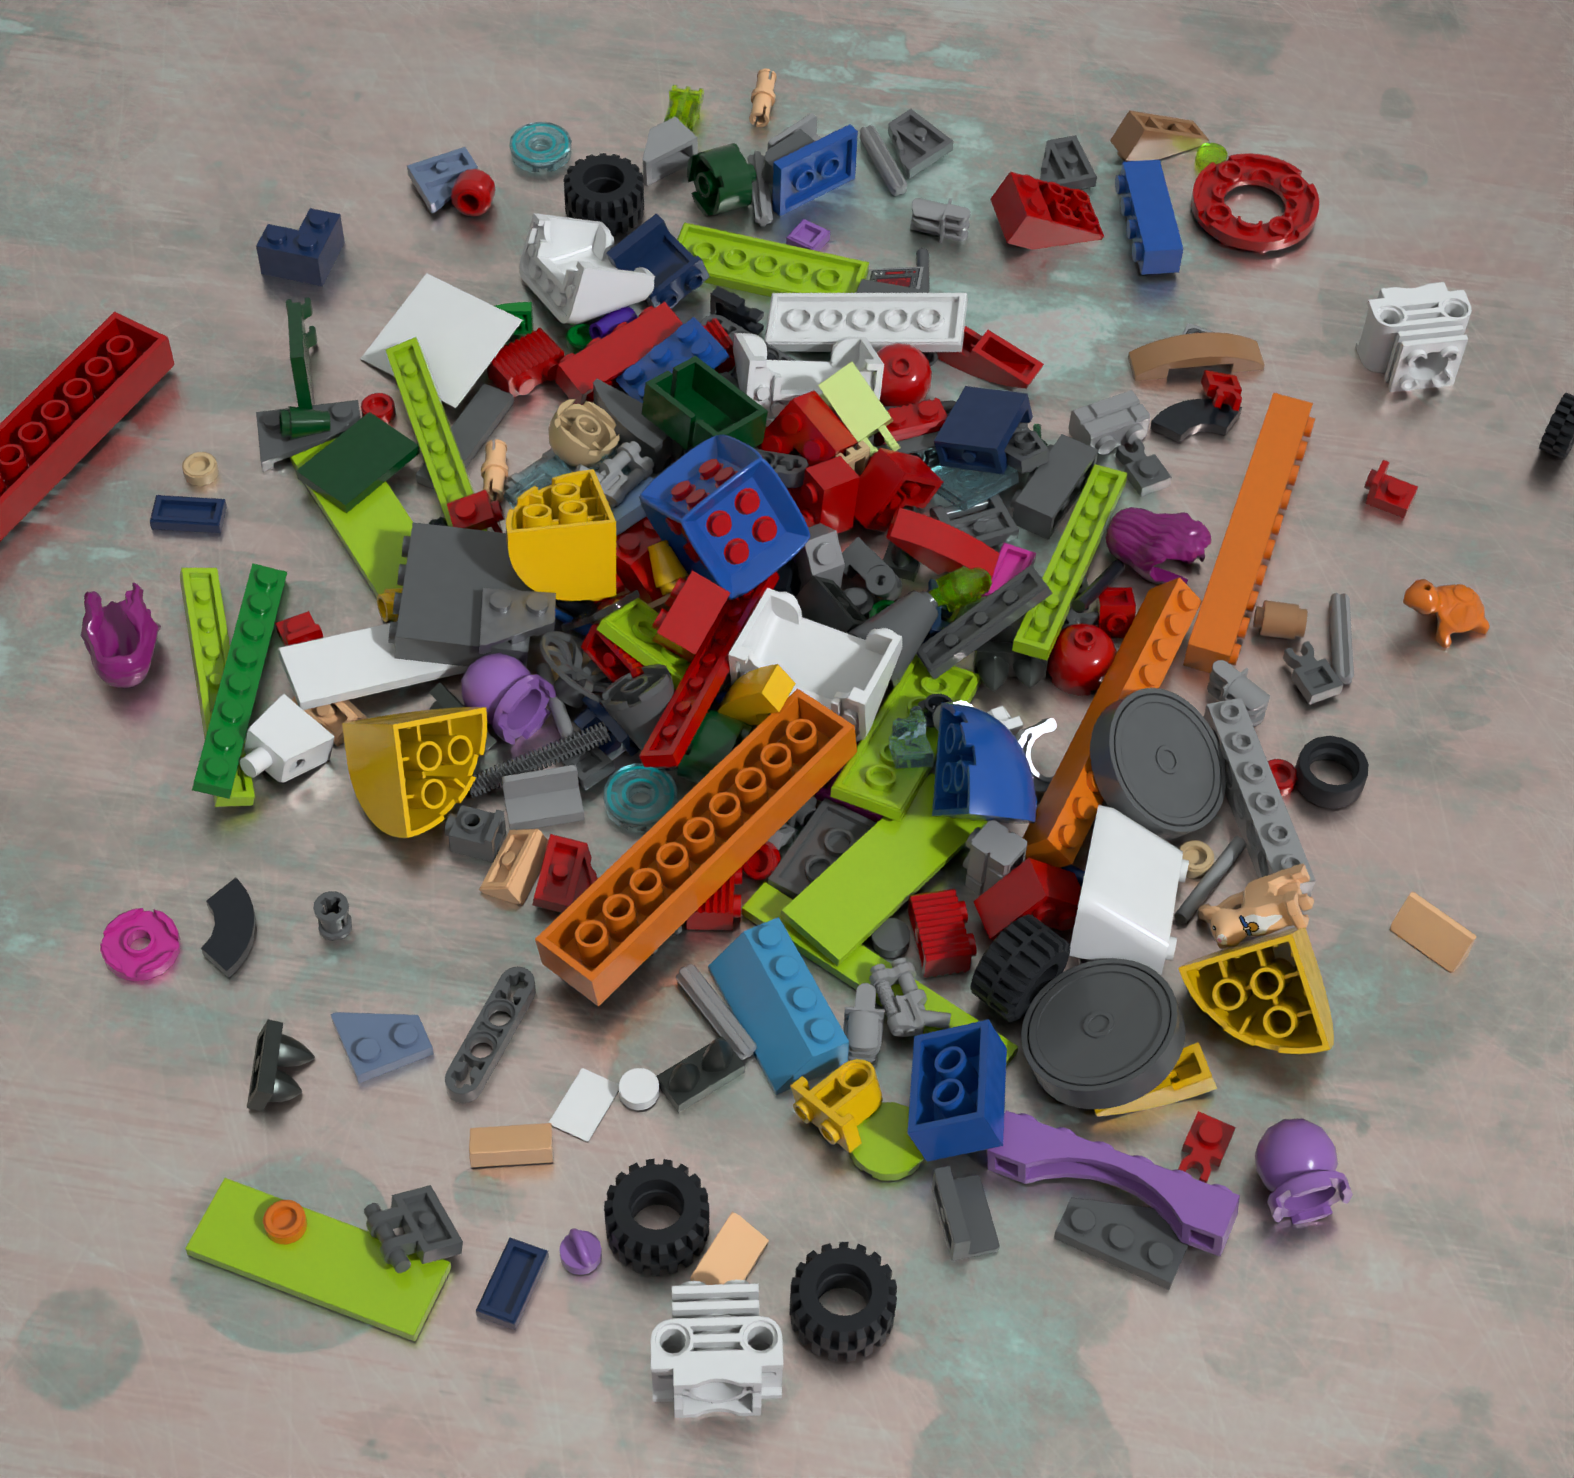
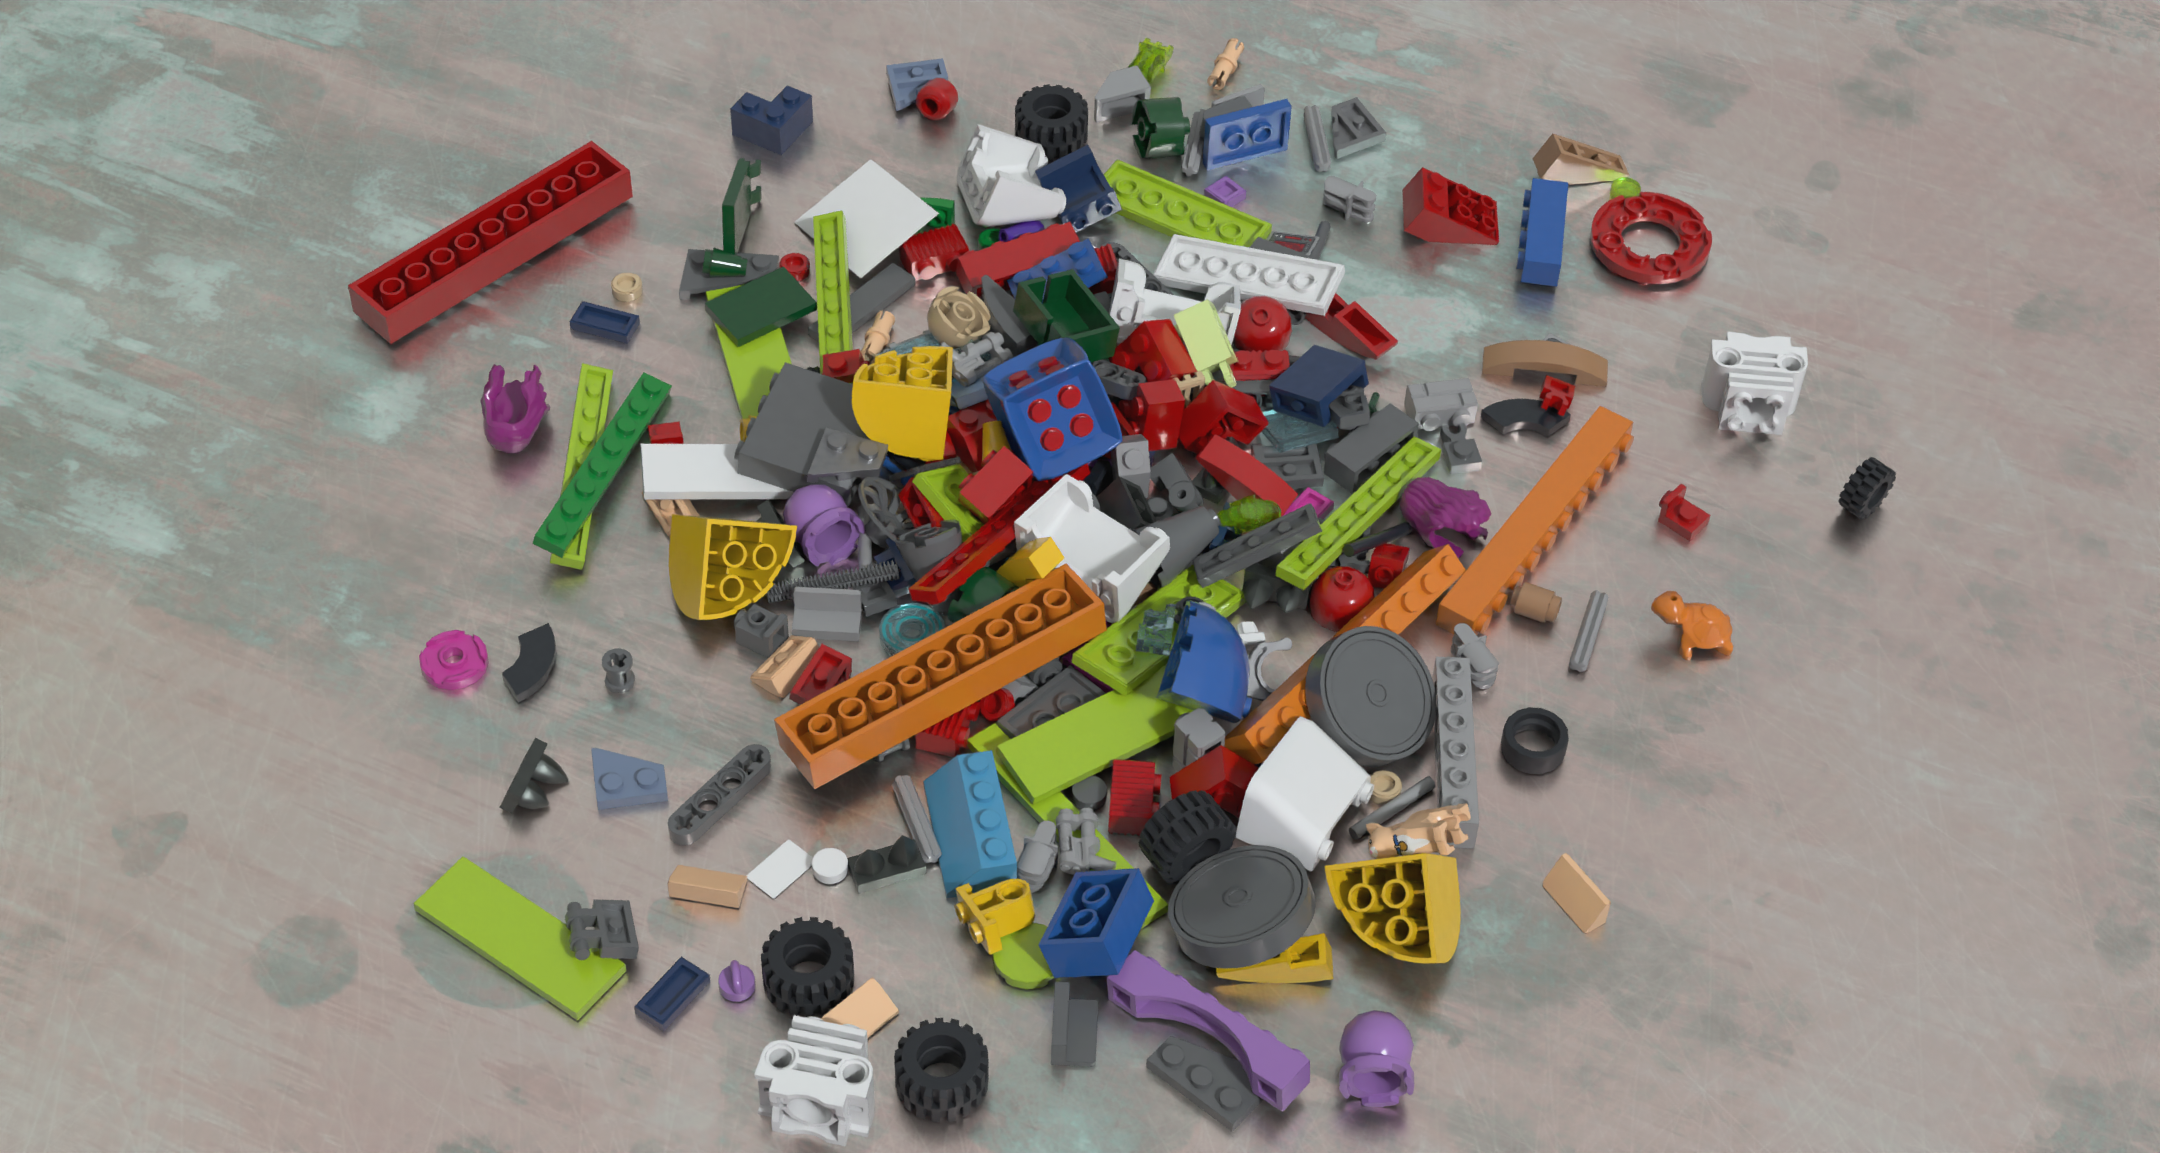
camera: 15 degrees right, 5 degrees down
(285, 742) = (623, 522): white torso -> none
(285, 1222) = (500, 900): orange tile -> none
(537, 134) = (1017, 60): clear light blue tile -> none
(734, 309) = (1133, 240): black plate -> none
(1067, 164) = (1485, 172): dark grey wing -> none
(1206, 1144) = (1306, 1021): red plate -> none
(1284, 775) = (1487, 736): red tile -> none
(1312, 677) = (1549, 658): dark grey plate -> none

